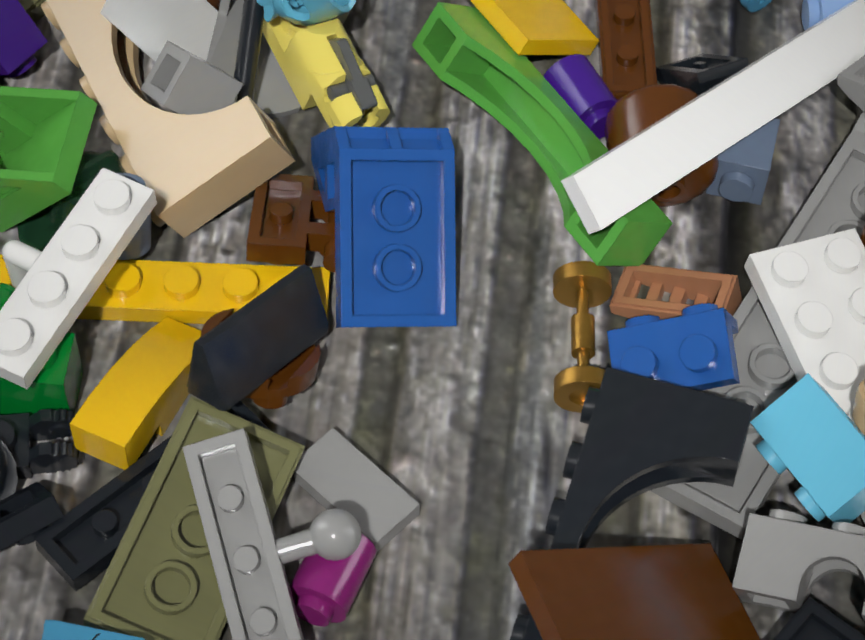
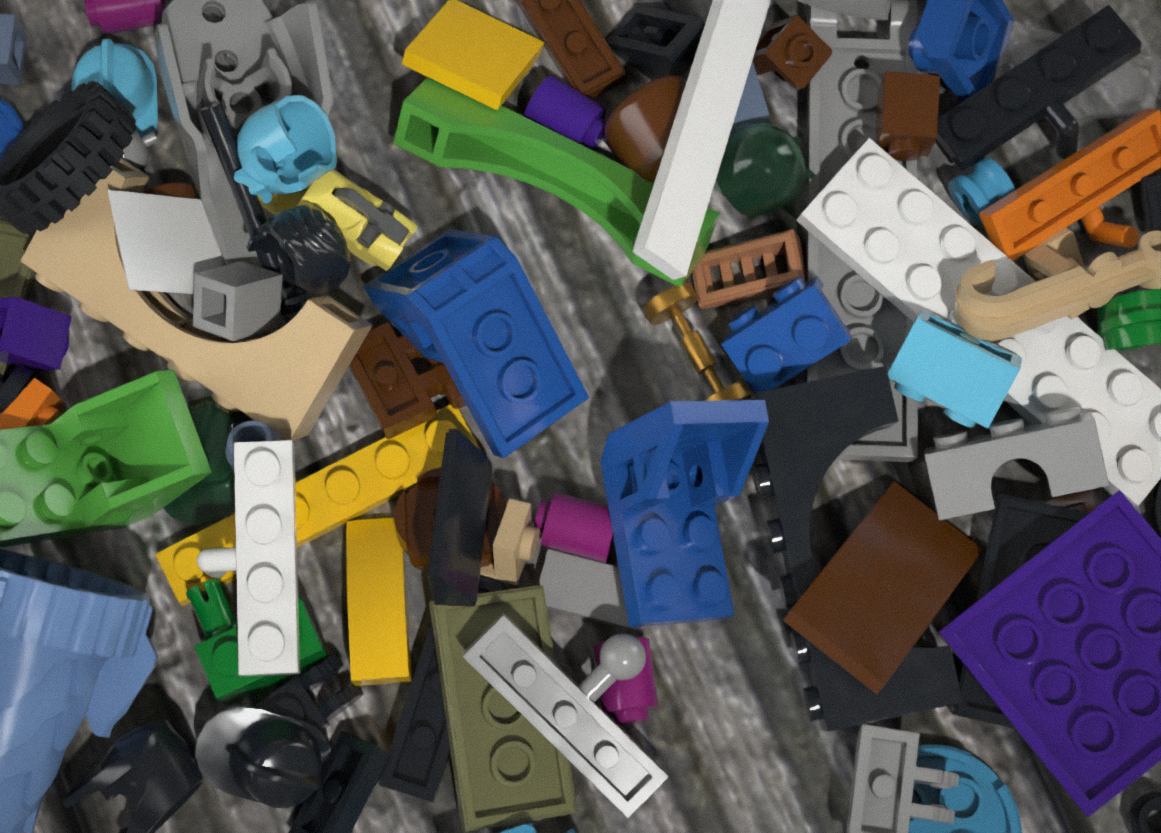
camera: 30 degrees left, 20 degrees up
(277, 65) = (307, 248): none -> black hair
(298, 395) = (513, 544): none -> tan bracket
(373, 421) = (575, 526): none -> magenta brick
(479, 417) = (662, 497): none -> blue bracket
(734, 209) = (762, 169): none -> clear green helmet
(820, 138) = (791, 51): none -> reddish brown bracket

